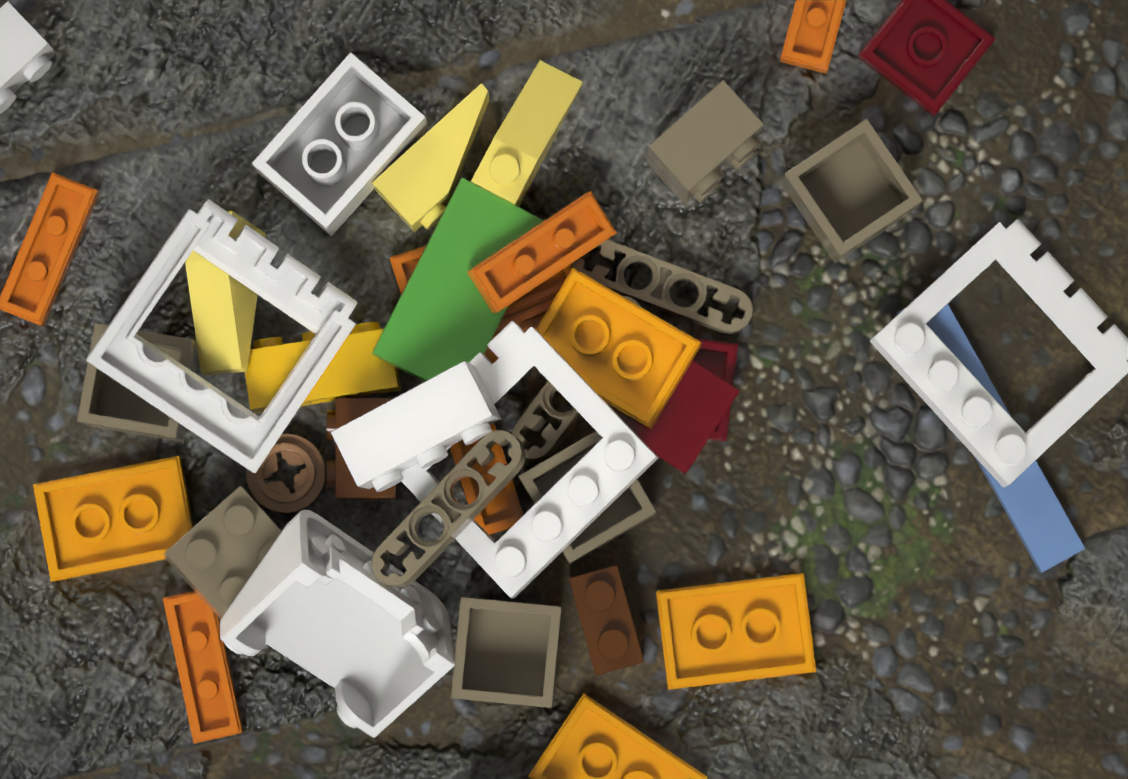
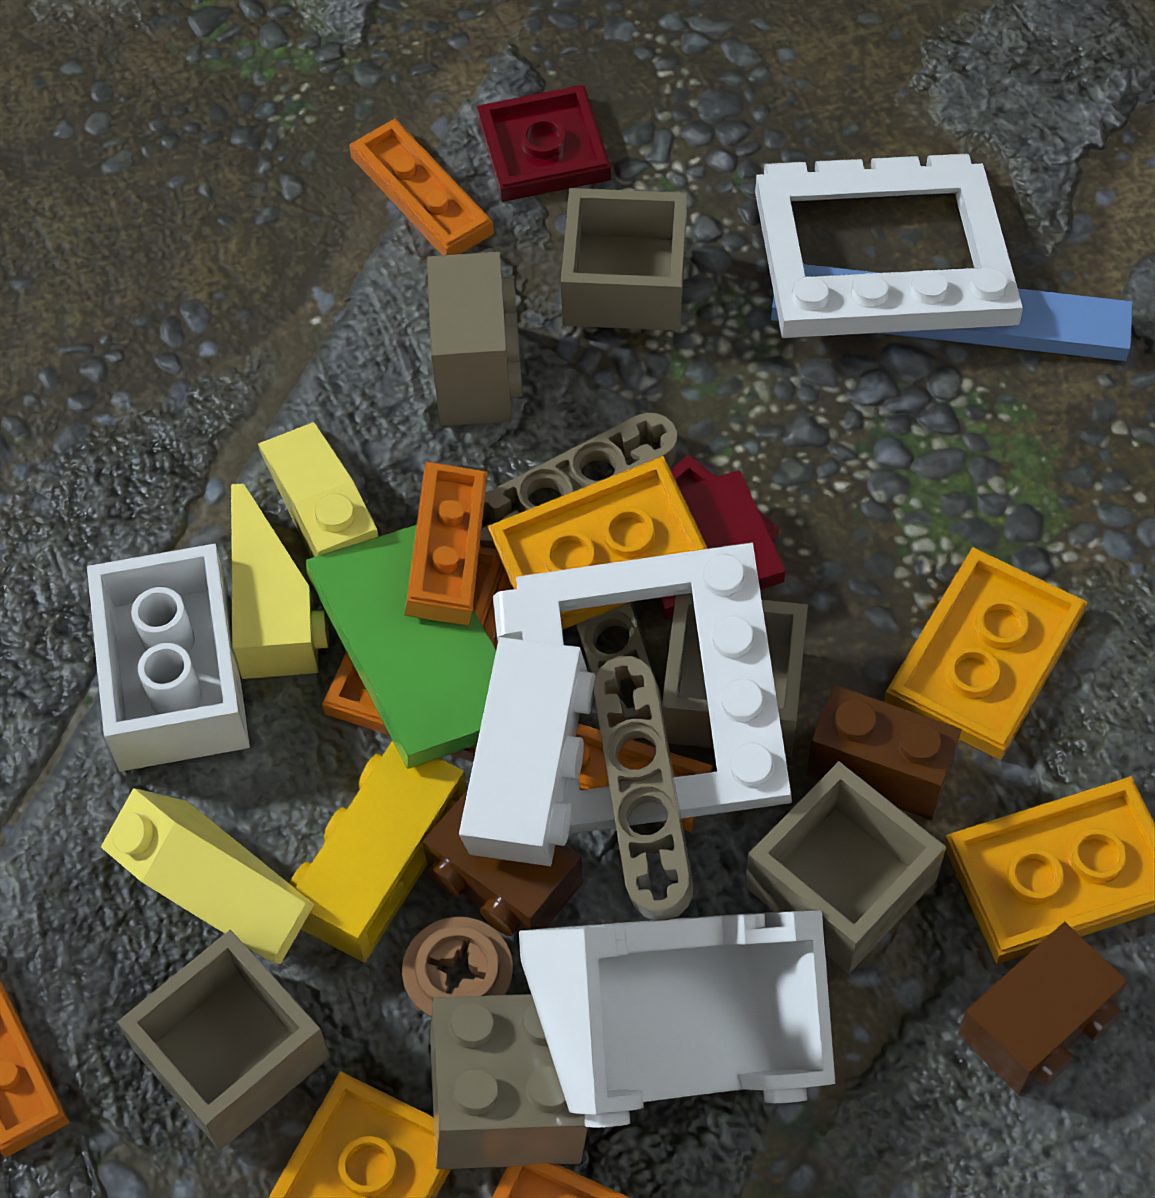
camera: 55 degrees left, 25 degrees down
(185, 394) = (250, 979): white hinge -> none

